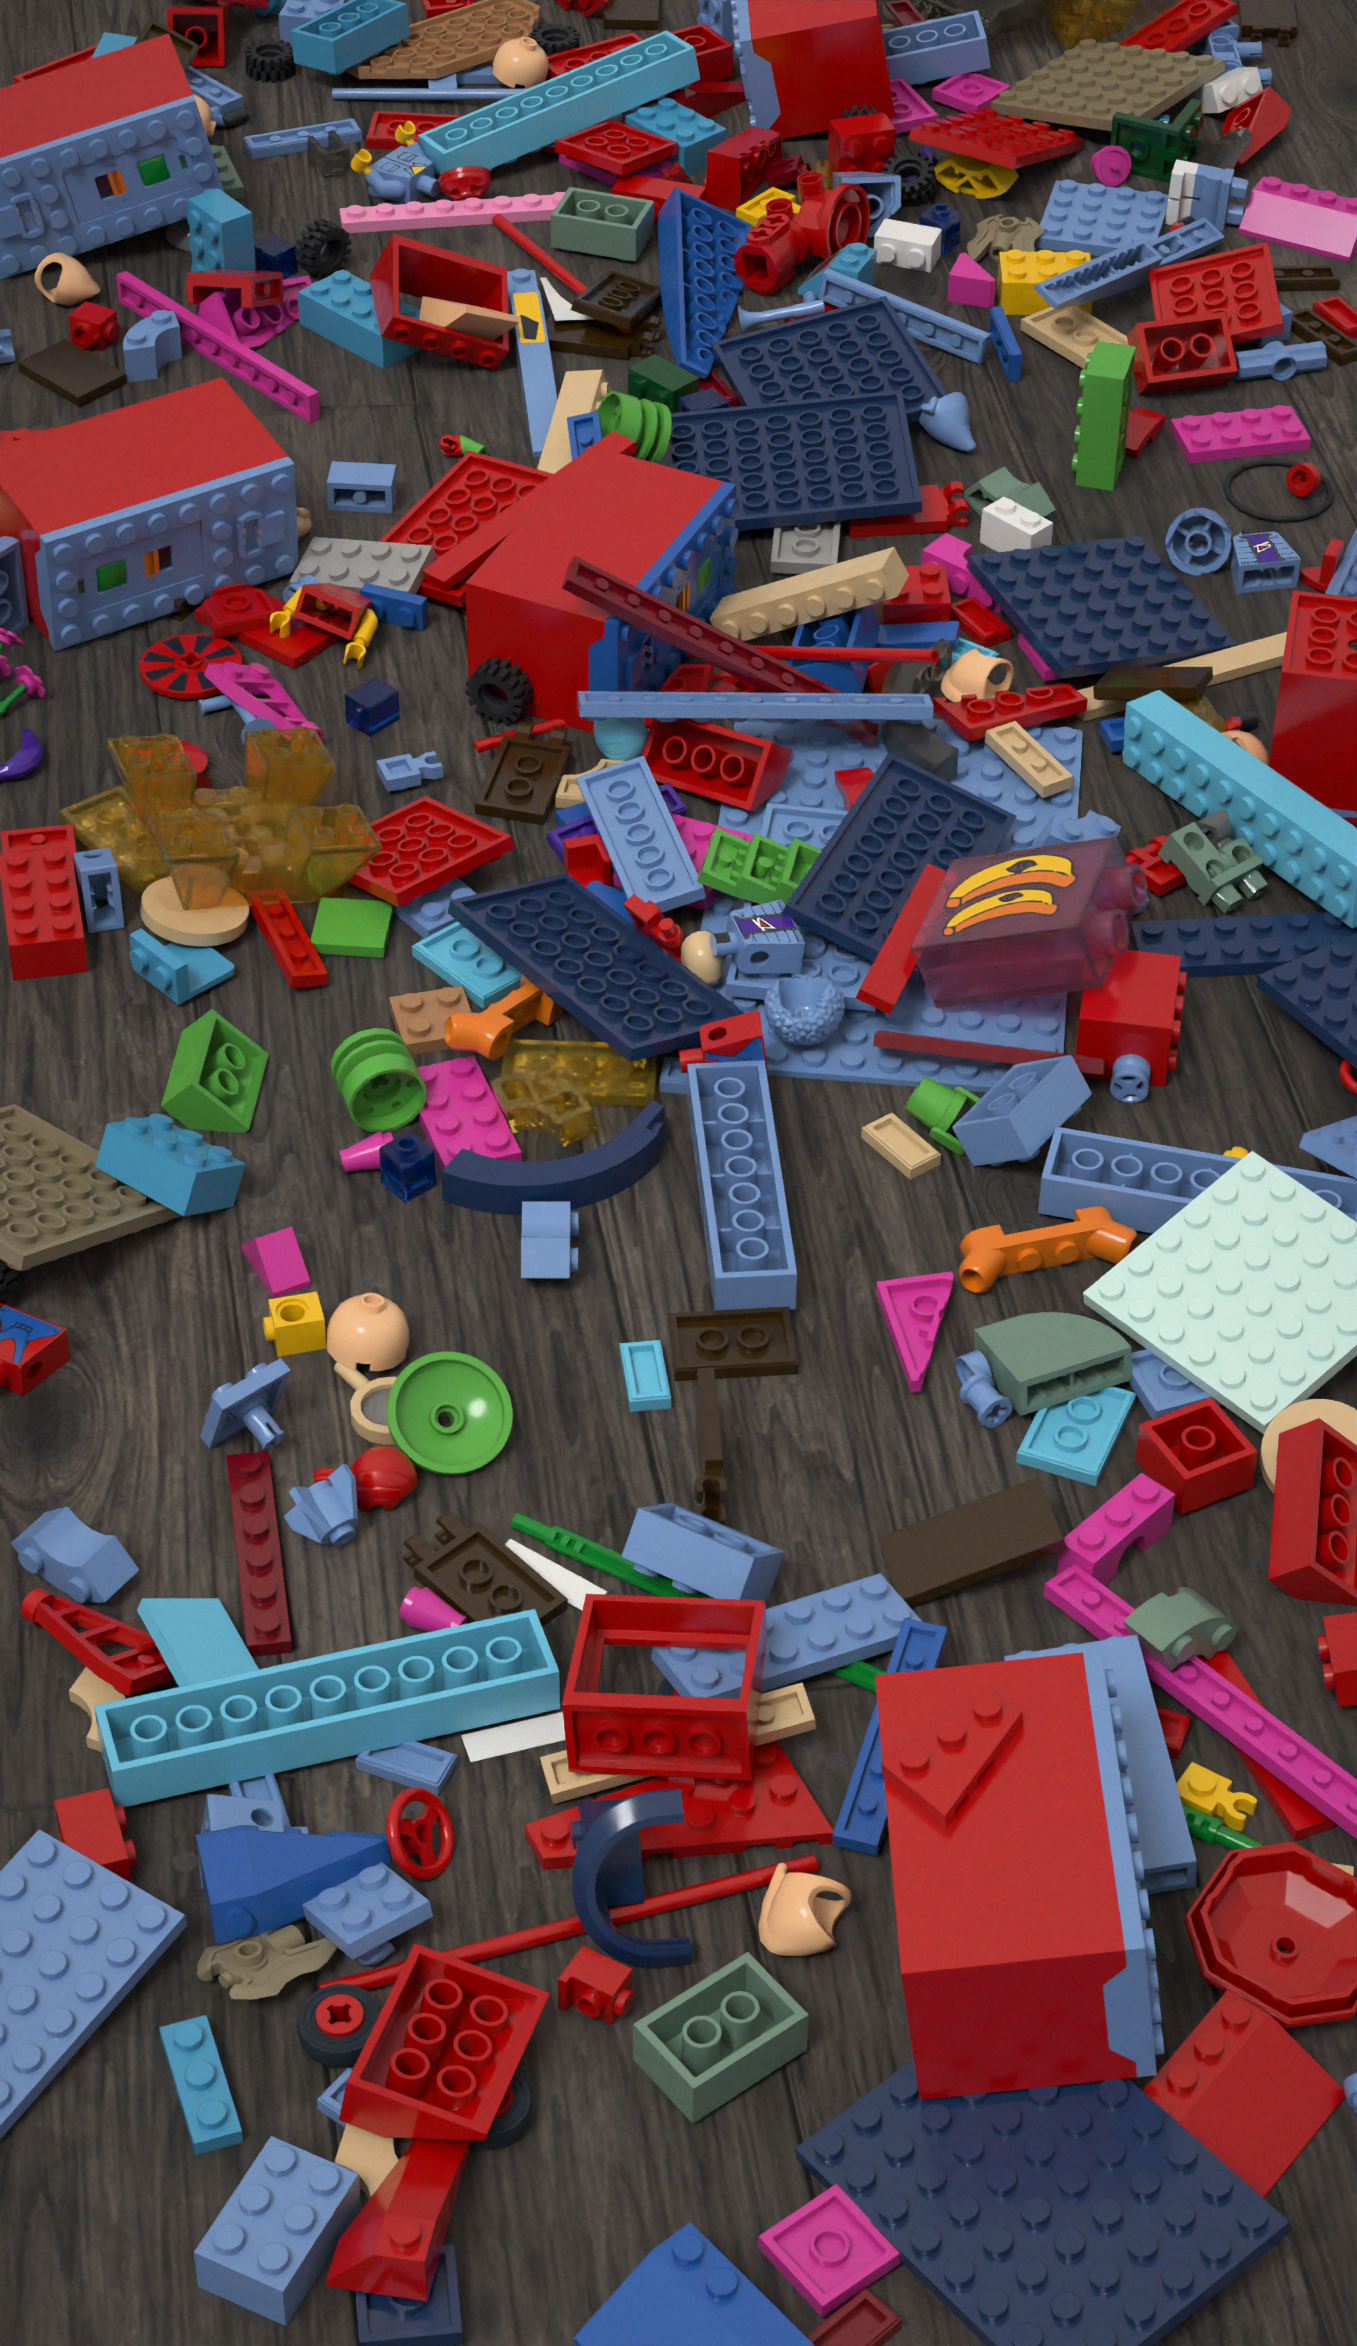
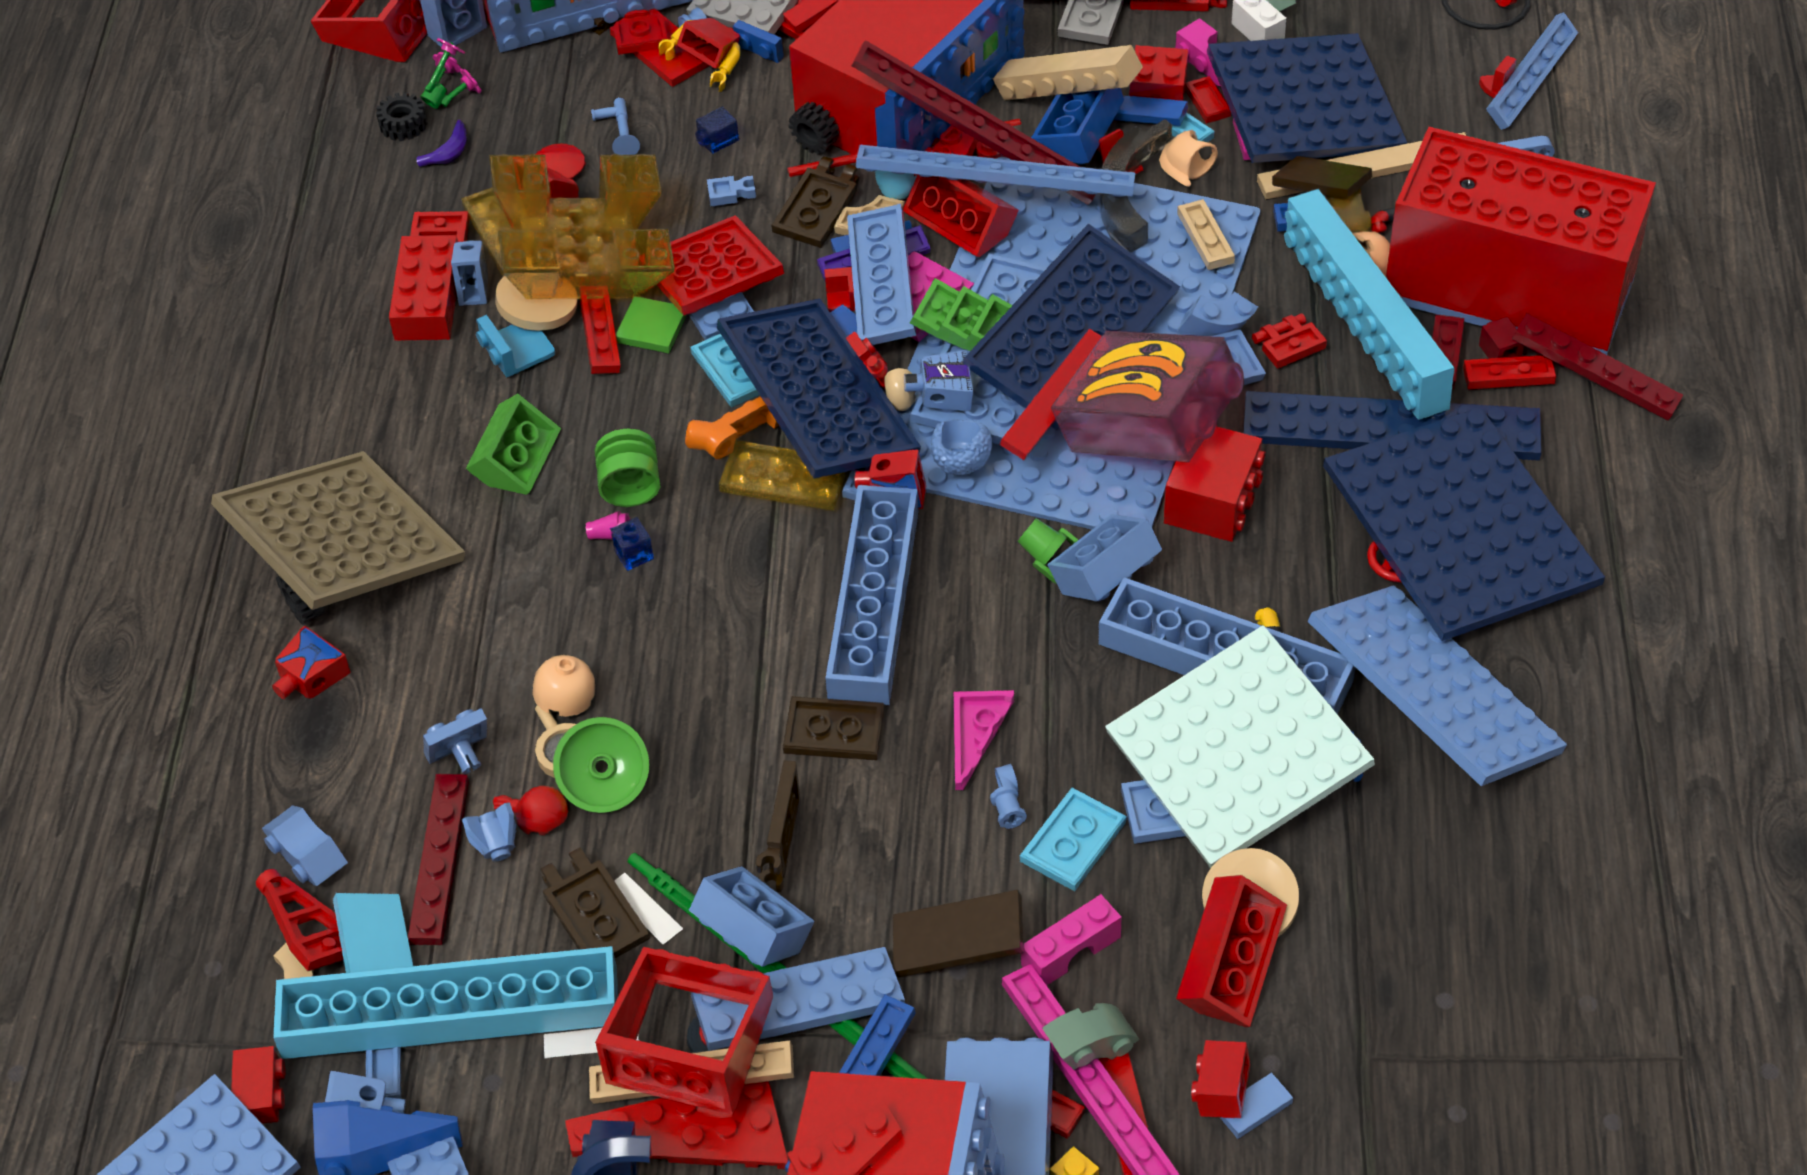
camera: 15 degrees right, 10 degrees up
(170, 1164) = (456, 522): dark azure brick -> none
(178, 664) = (594, 77): red piece -> none
(244, 681) = (637, 95): dark pink plate -> none
(278, 1262) = (518, 612): dark pink slope -> none
(295, 1324) = (514, 669): yellow brick -> none
(410, 1765) = (500, 1054): medium blue tile -> none
(415, 1835) = (469, 1117): red piece -> none
(423, 1017) = (682, 406): medium nougat plate -> none
(428, 1612) = (546, 931): dark pink cone -> none
(463, 1113) = (687, 504): dark pink plate -> none
(544, 1106) = (743, 502): clear yellow brick -> none
(547, 1240) = (717, 623): medium blue brick -> none
(582, 1180) = (745, 572): dark blue arch -> none
(645, 1375) = (761, 747): medium azure tile -> none
(849, 654) = (1059, 128): red piece -> none
(852, 783) = (1061, 239): red slope -> none
(901, 1146) = (1010, 570): tan tile -> none
(978, 1050) = (1096, 499): dark red tile -> none
(1040, 704) = (1180, 189): red wing -> none
(1052, 1358) = (1066, 779): sand green brick -> none
(1090, 1236) = (1050, 679): orange plate -> none
(1130, 1078) = (1203, 534): medium blue wheel -> none
(1196, 1455) = (1151, 882): red brick -> none
(1198, 541) = (1401, 44): medium blue cylinder -> none
(1215, 866) = (1322, 355): sand green hips -> none
(1262, 562) = (1449, 67): medium blue torso -> none

